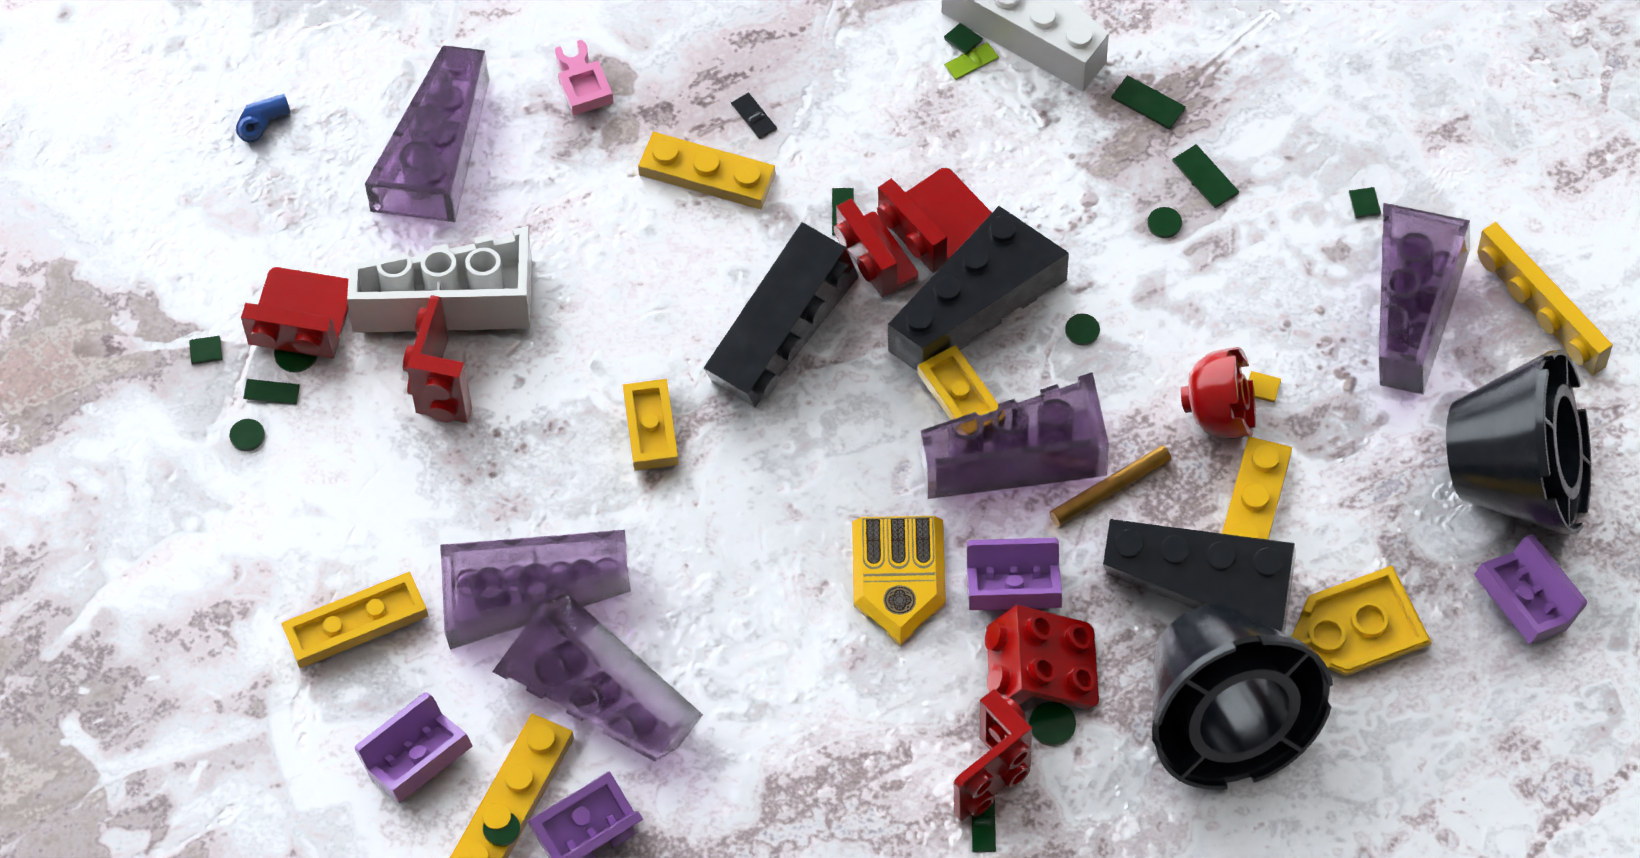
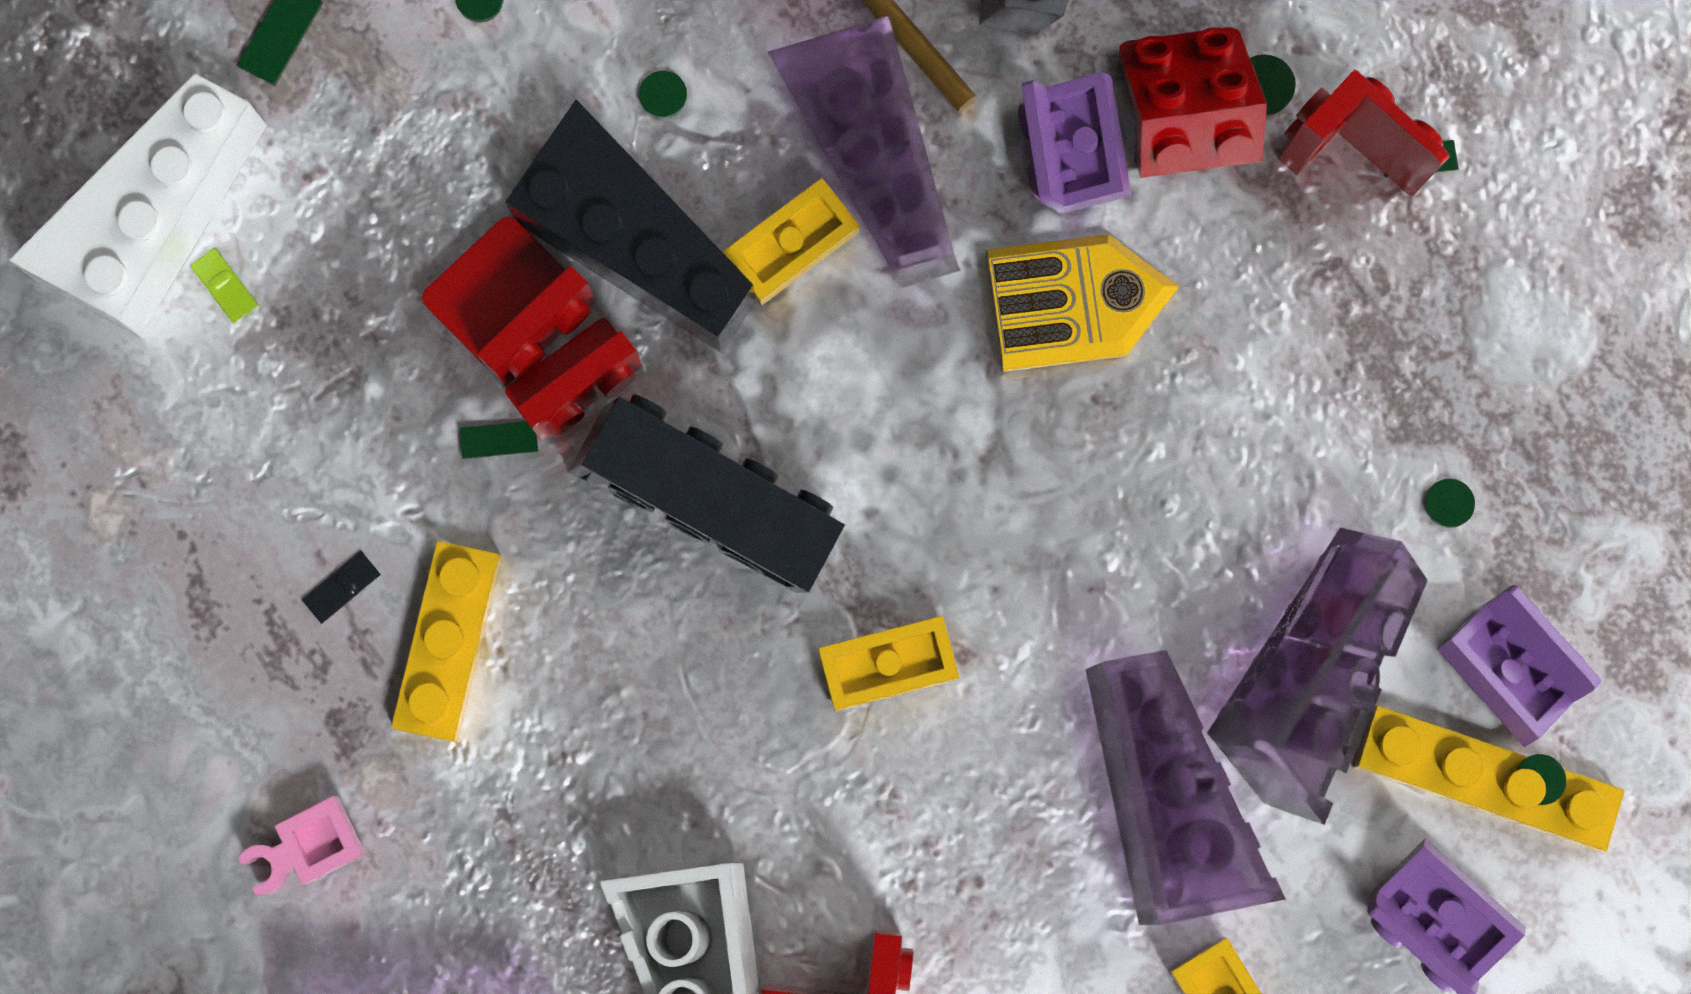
camera: 100 degrees left, 20 degrees up
(715, 809) = (1449, 503): none -> dark green piece
(963, 38) = (187, 299): dark green window -> none

